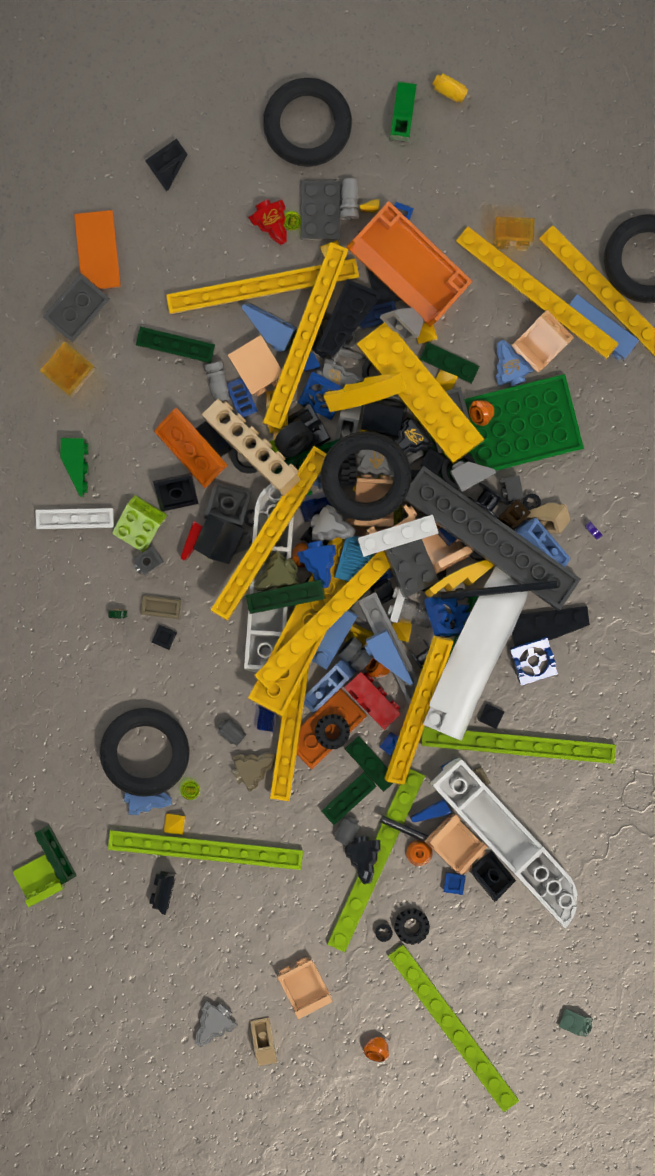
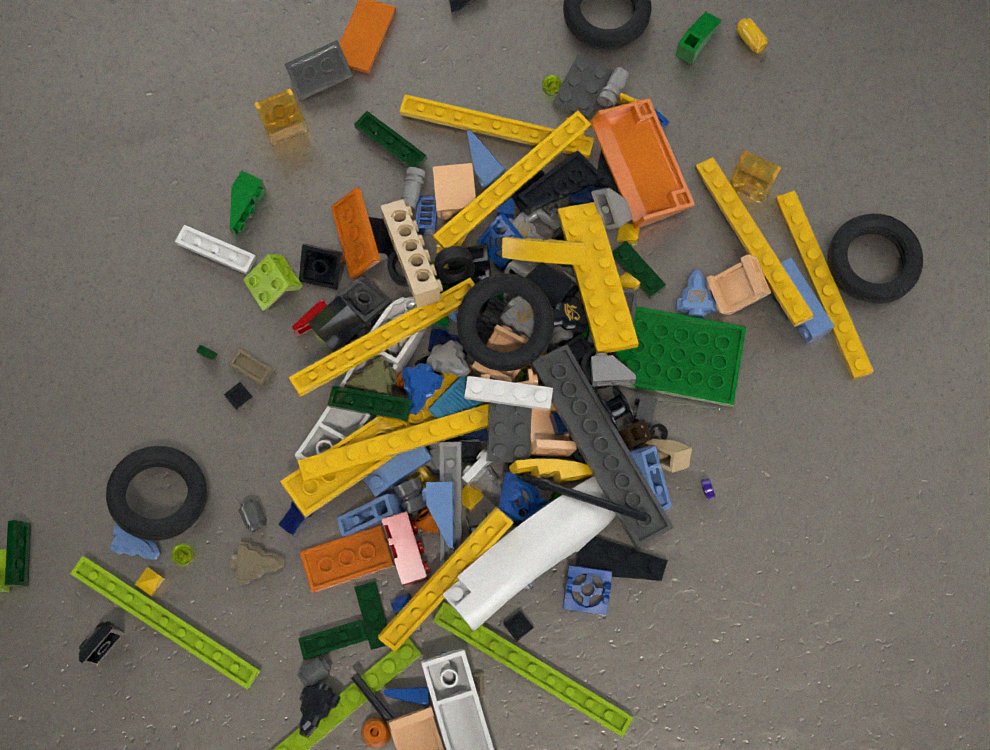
camera: 30 degrees right, 15 degrees down
(155, 560) = (266, 322): dark grey brick -> none
(271, 219) = (532, 73): red rock -> none
(288, 744) = (305, 547): yellow plate -> none
(332, 743) = (359, 571): black tyre -> none
(481, 412) = (648, 322): orange cone -> none

